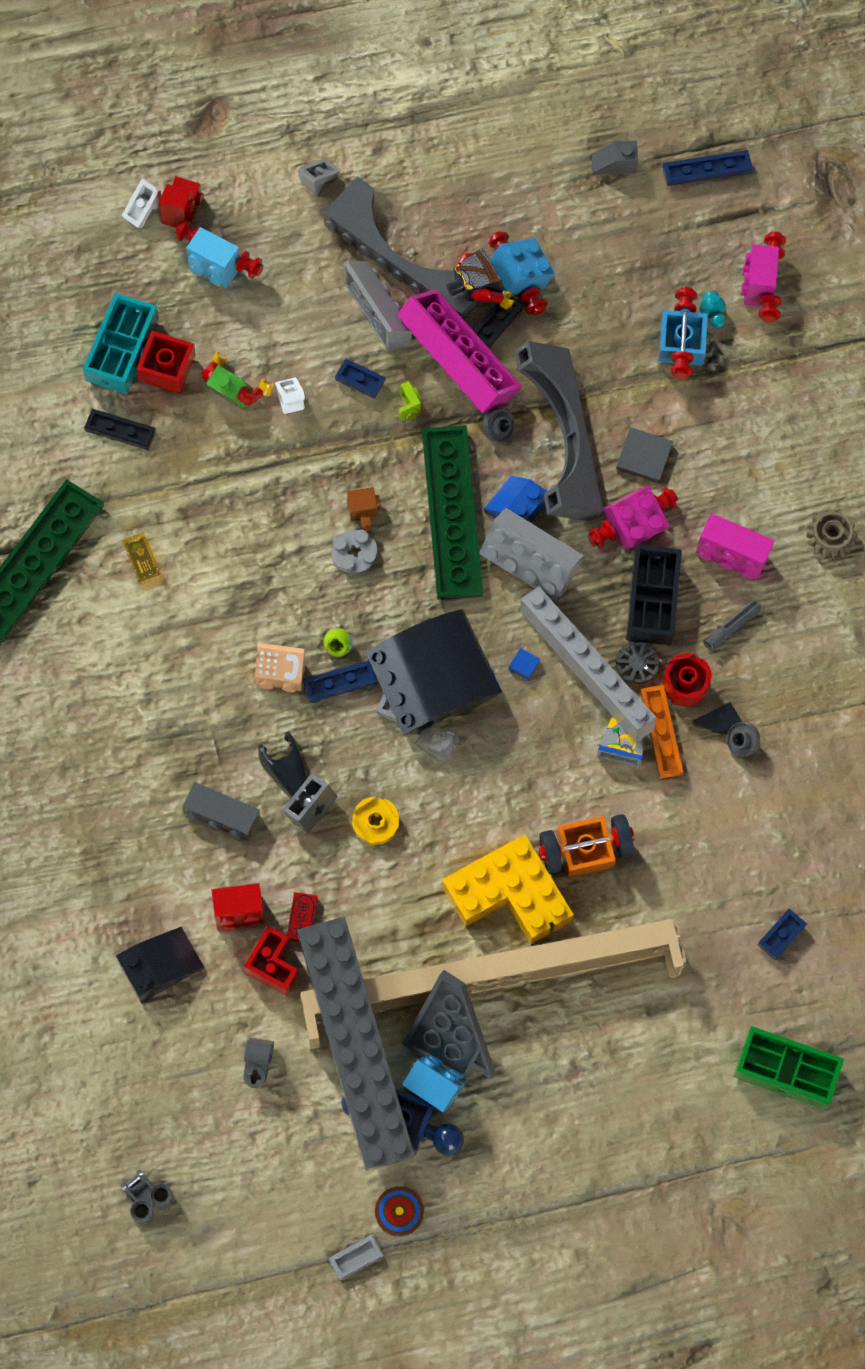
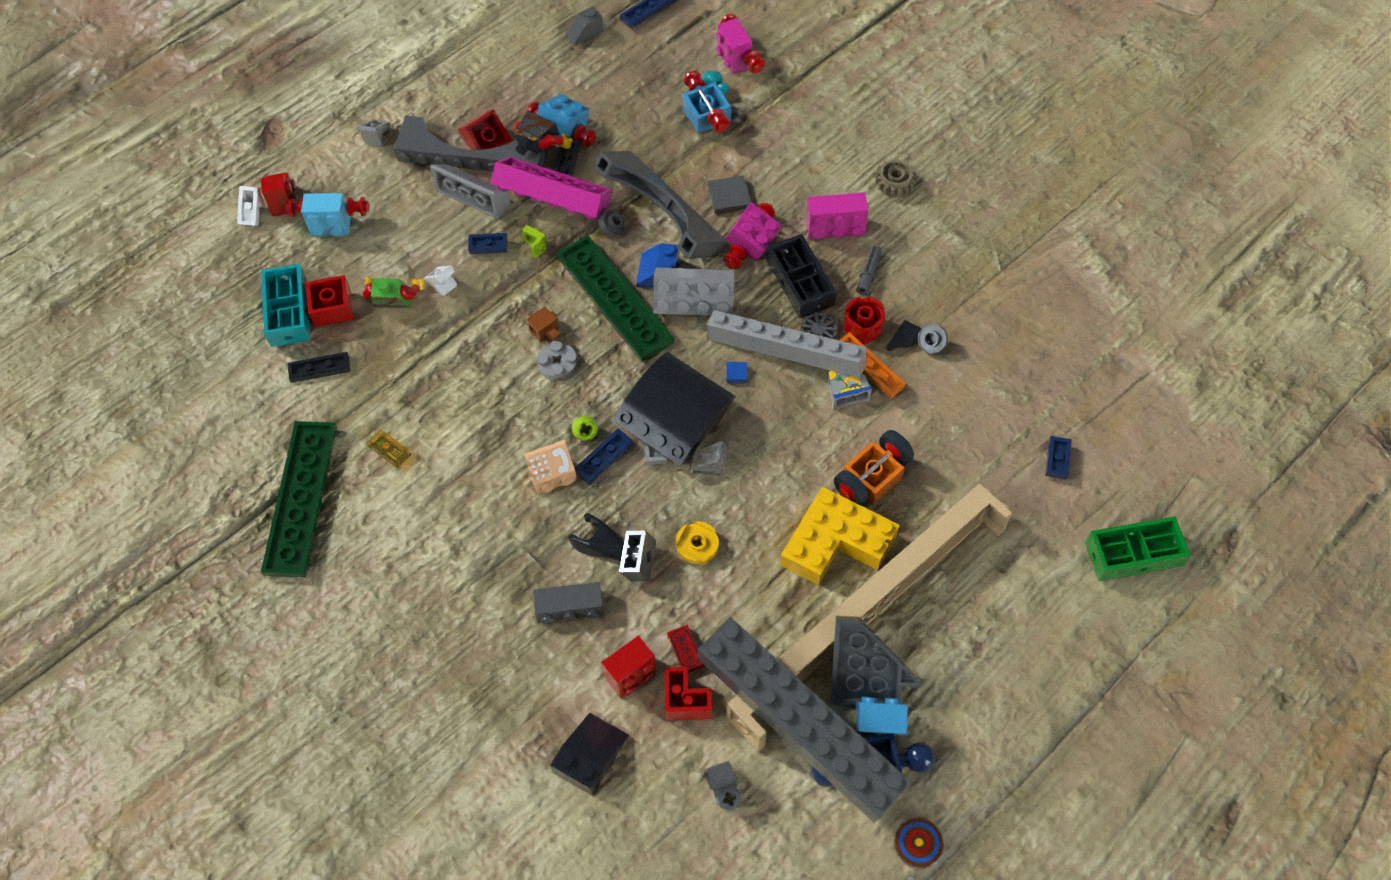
camera: 25 degrees left, 10 degrees down
(430, 241) = (485, 132): none -> red slope

